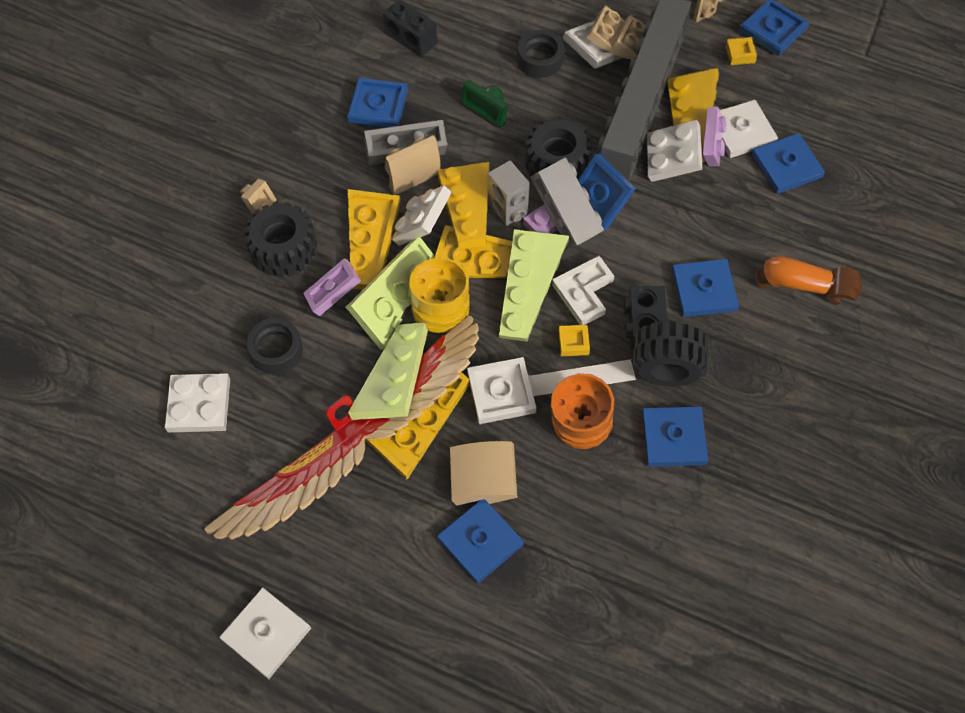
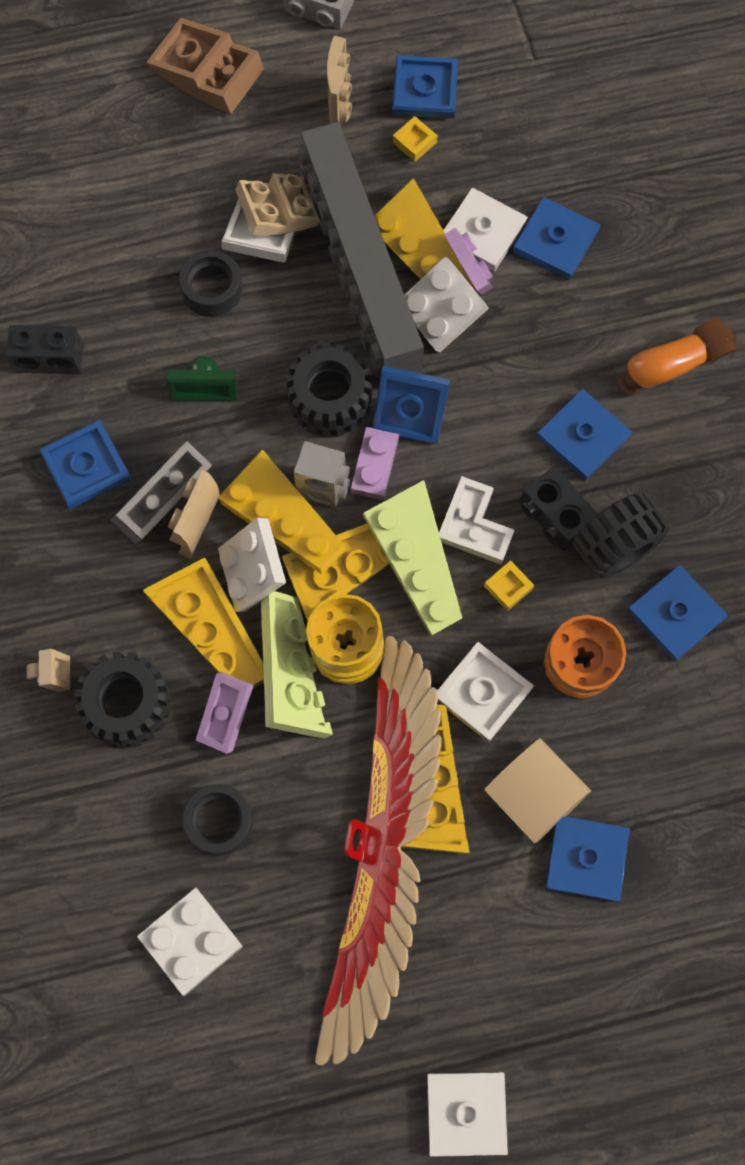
camera: 40 degrees left, 10 degrees up
(394, 376) = (373, 763): yellowish green wing -> none
(567, 202) = (390, 442): light grey brick -> none
(609, 373) = (543, 617): white sticker -> none

